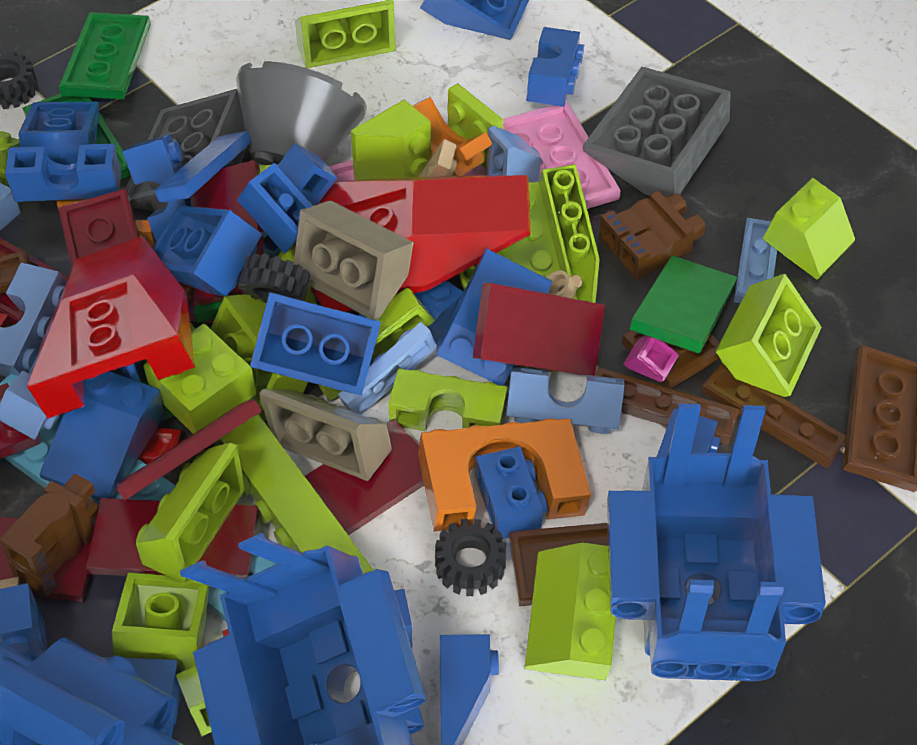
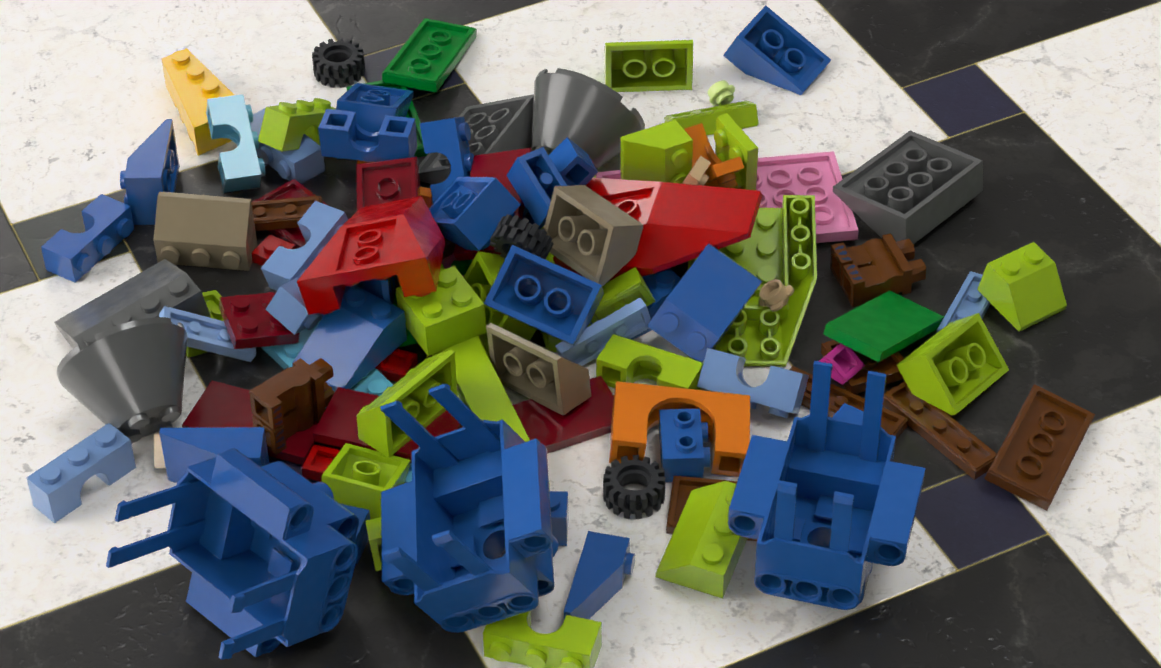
camera: 15 degrees right, 10 degrees down
(102, 599) = (318, 461): none -> red plate
(187, 448) = (402, 361): dark red tile -> none
(202, 167) = (486, 147): blue tile -> none
(428, 82) = (742, 112): none -> lime slope
(429, 52) = (721, 93): none -> yellowish green plate
(511, 155) = (764, 178): medium blue slope -> none
(538, 330) = (740, 319): dark red tile -> none
(555, 67) = (834, 119): blue arch -> none

